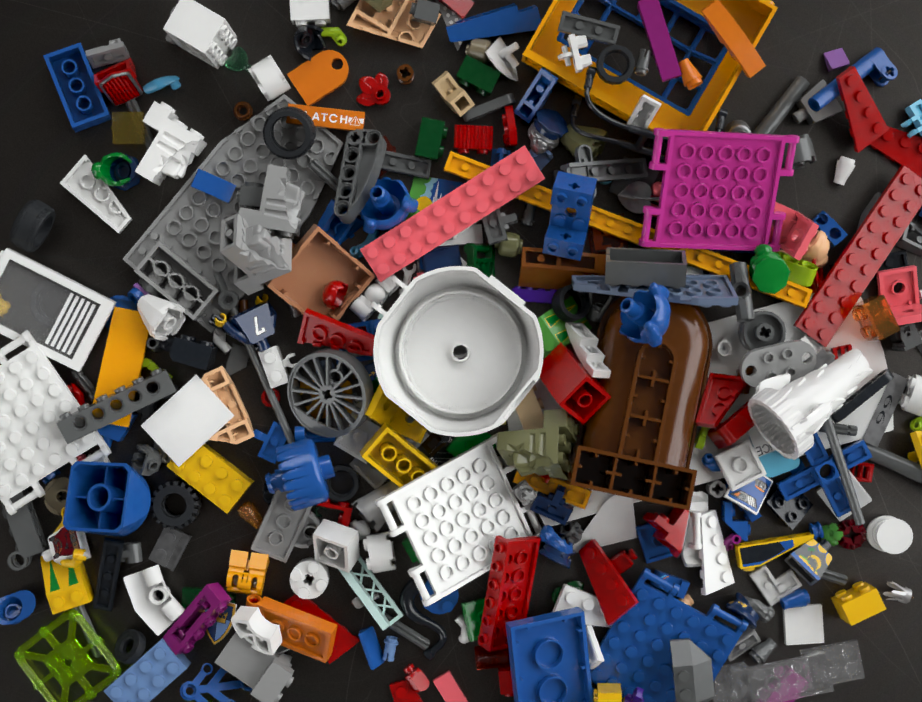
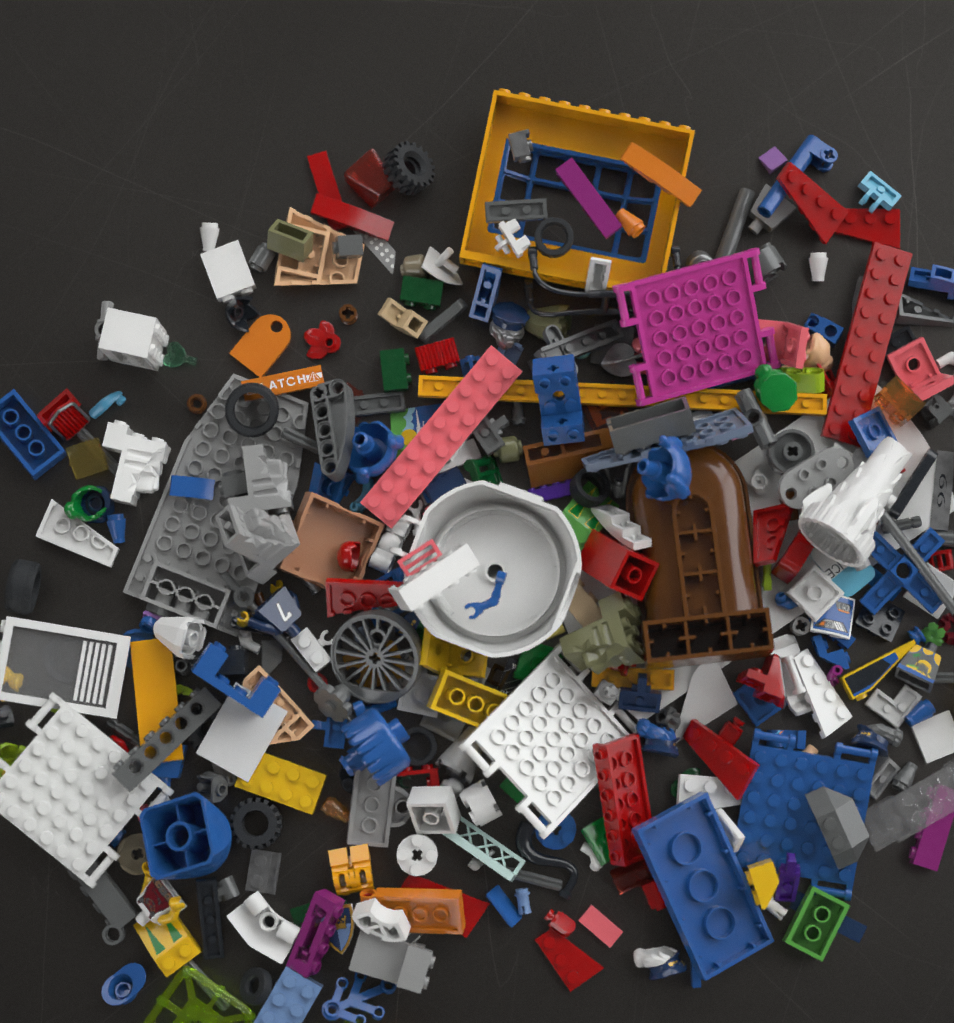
camera: 20 degrees left, 5 degrees down
(109, 54) = (42, 393): light grey hinge -> none
(135, 199) = (116, 525): none -> blue cone
(207, 400) = (259, 698): none -> blue plate
(269, 78) = (214, 362): white brick -> none
(279, 420) = (334, 701): none -> dark grey plant
(336, 33) = (266, 297): lime arm -> none
(402, 344) = (435, 578): none -> white wedge
(411, 316) = (416, 561): none -> coral tile
(447, 382) = (491, 602): none -> blue piece
(495, 23) = (421, 234): blue wedge -> none
(510, 130) = (473, 340): red hinge -> none
(641, 67) = (580, 226): dark grey pin -> none
(842, 336) = (871, 430): none -> blue plate

